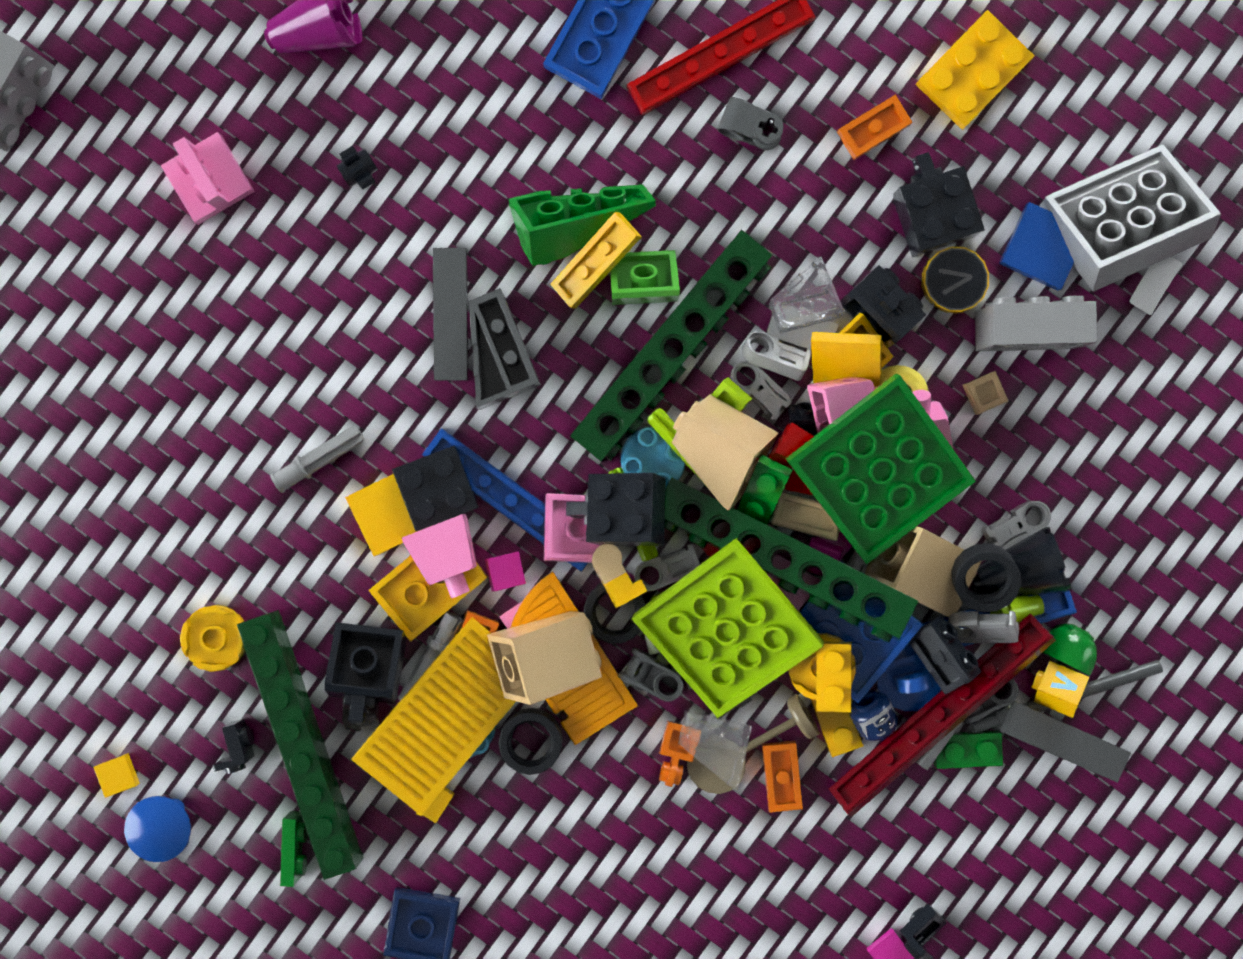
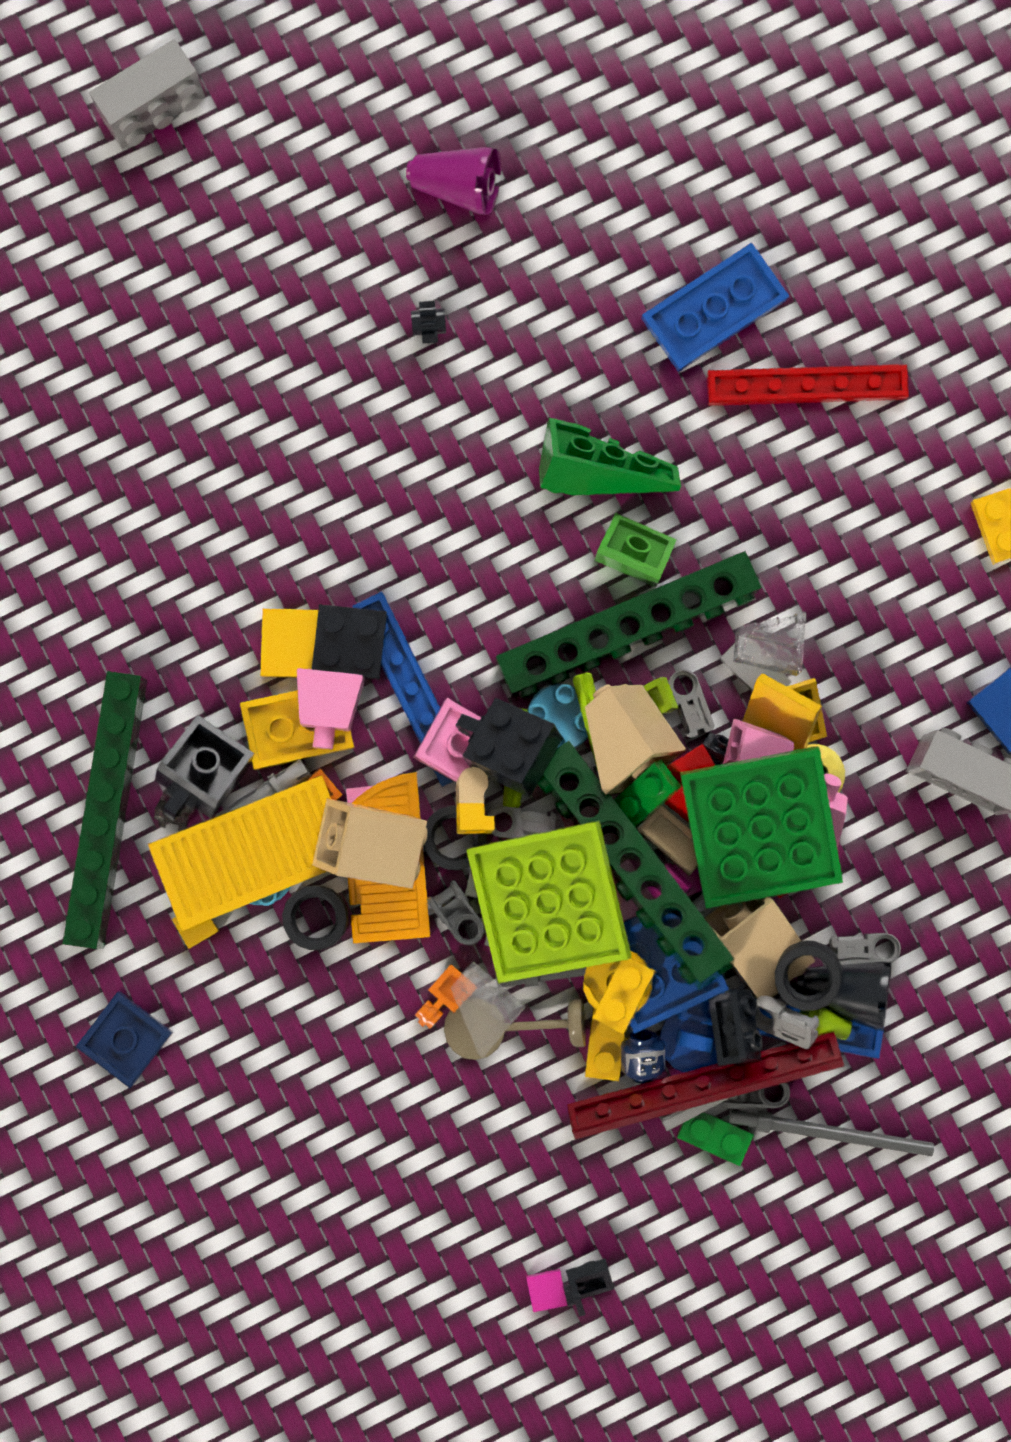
camera: 25 degrees right, 5 degrees down
(206, 177) = (289, 262): bright pink bracket -> none
(212, 638) = (75, 675): yellow tile -> none
(239, 743) = (49, 780): black bracket -> none
(292, 861) = (39, 916): green plate -> none
(317, 458) = (256, 561): light grey axle -> none
(450, 314) = (443, 494): dark grey tile -> none
(499, 354) = (470, 551): dark grey wedge -> none
(505, 571) = (372, 750): dark pink tile -> none
(595, 260) = (599, 511): yellow plate -> none
(746, 123) = (797, 459): dark grey piece -> none
(778, 356) = (721, 682): light grey piece -> none
(782, 776) = (530, 1070): orange plate -> none
(874, 127) = (912, 521): orange plate -> none
(884, 305) = (839, 683): black hinge -> none
(936, 207) = (932, 622): black hinge -> none
(955, 279) = (918, 696): black tile -> none
(985, 393) = (895, 813): tan tile -> none
(1059, 688) = (828, 1119): yellow brick -> none
(1065, 741) = (809, 1172): dark grey tile -> none
(1073, 647) = (859, 1087): green helmet -> none

